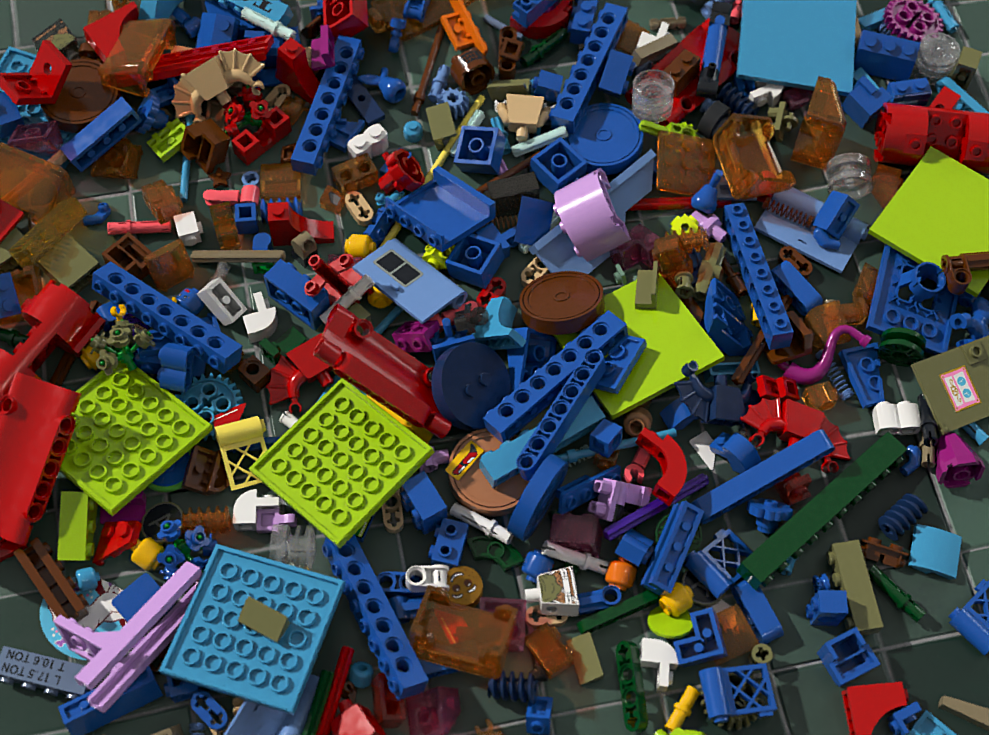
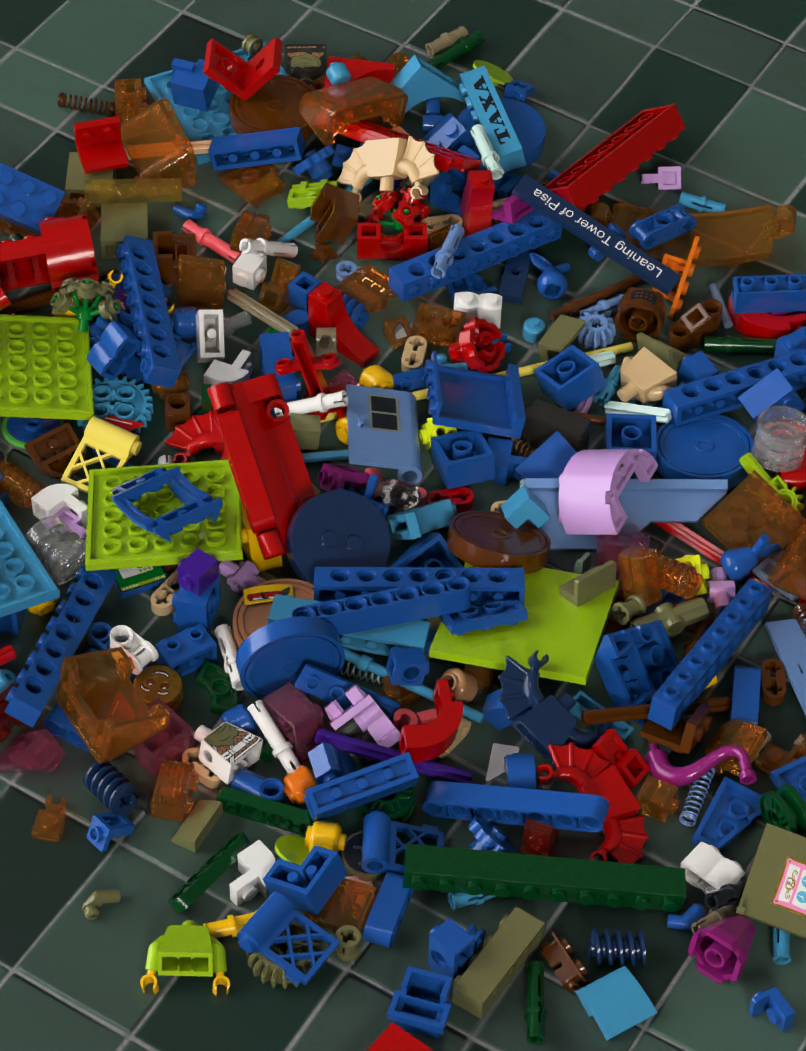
camera: 45 degrees right, 15 degrees down
(7, 55) = (252, 44): none -> olive bush
(37, 137) = (202, 116): clear pink slope -> none
(106, 37) = (338, 73): none -> dark azure piece
(187, 206) = (262, 247): none -> white pin
(248, 194) = (331, 276): coral piece -> none
(321, 123) = (445, 256): none -> medium blue pin
(372, 464) = (196, 509): none -> blue wedge
(394, 34) = (596, 234): none -> dark blue tile
(420, 488) = (197, 571): none -> dark purple brick
(554, 266) = (525, 506): none -> dark azure piece

